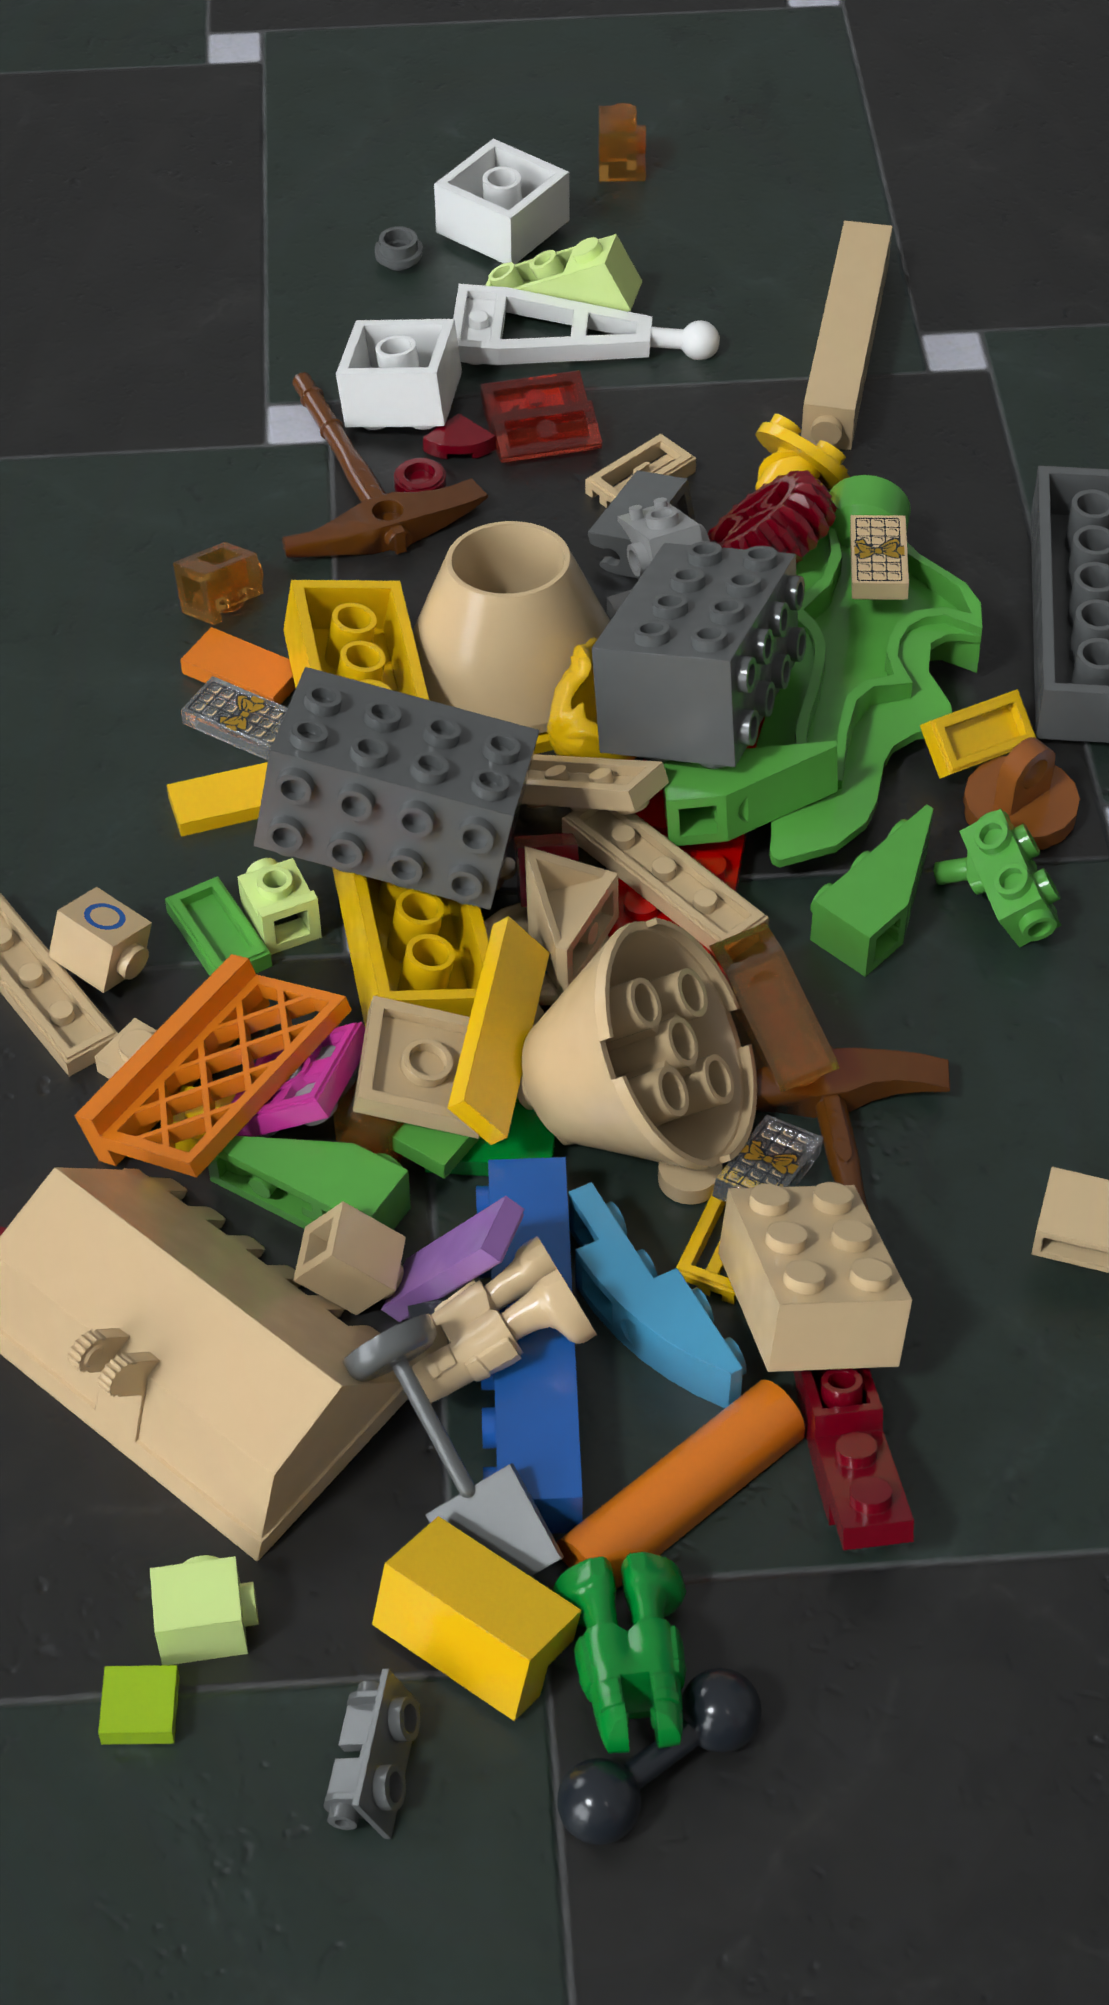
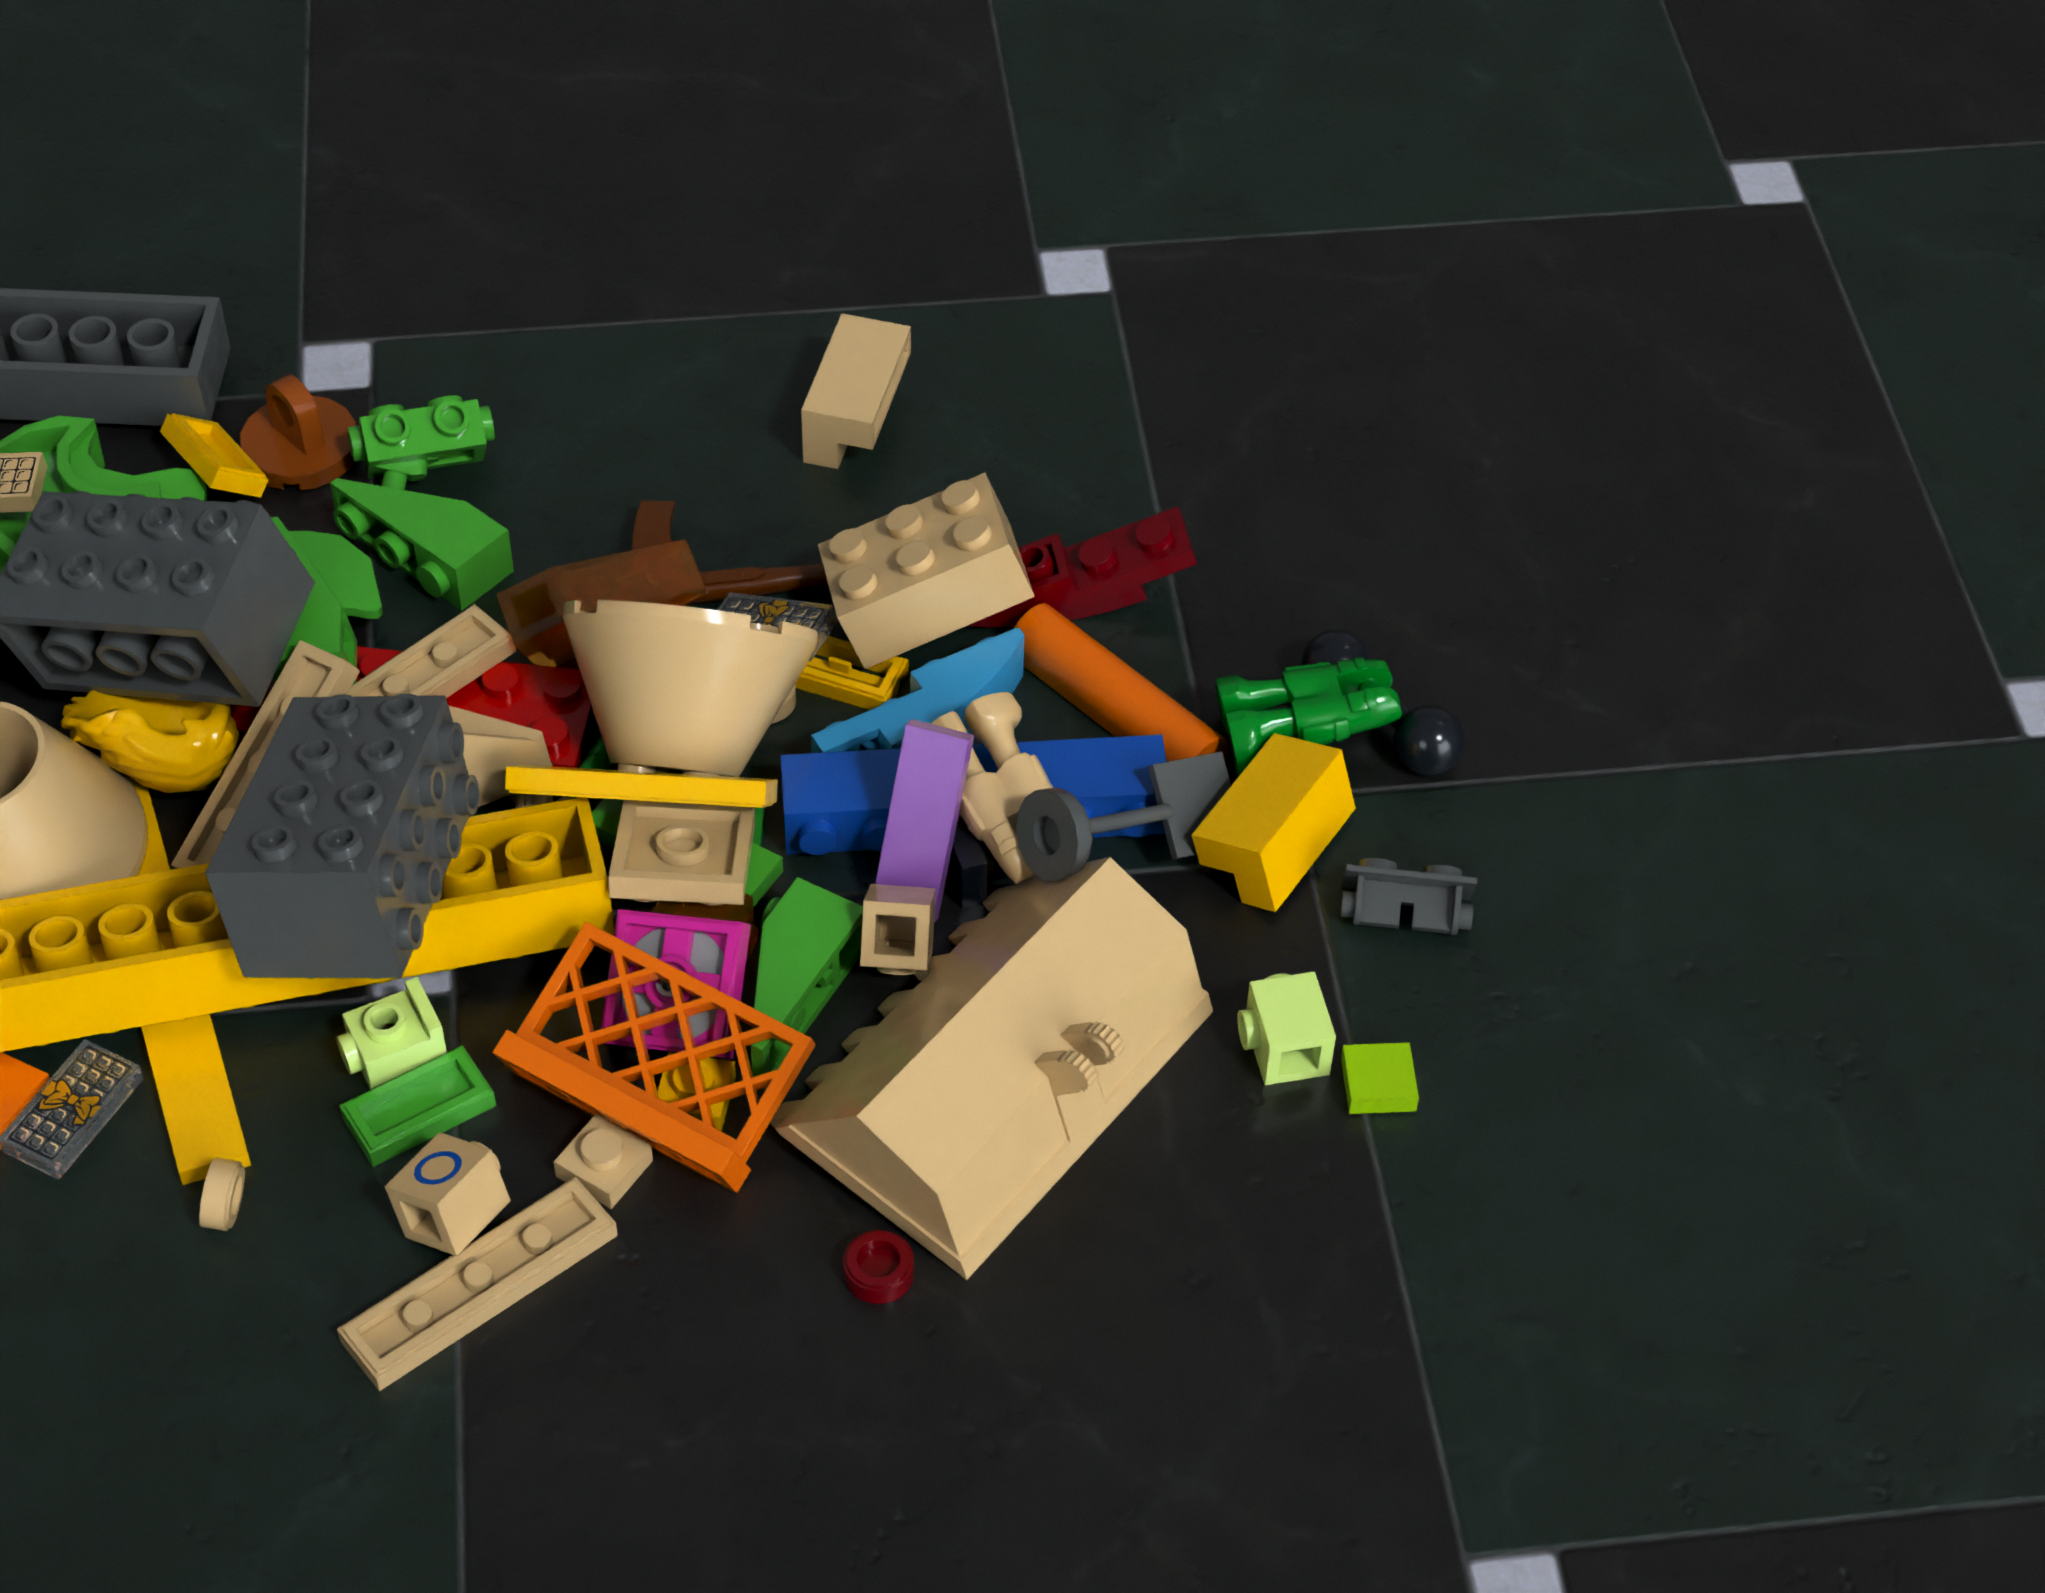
camera: 95 degrees left, 0 degrees up
(134, 806) = (222, 1194): none -> tan tile

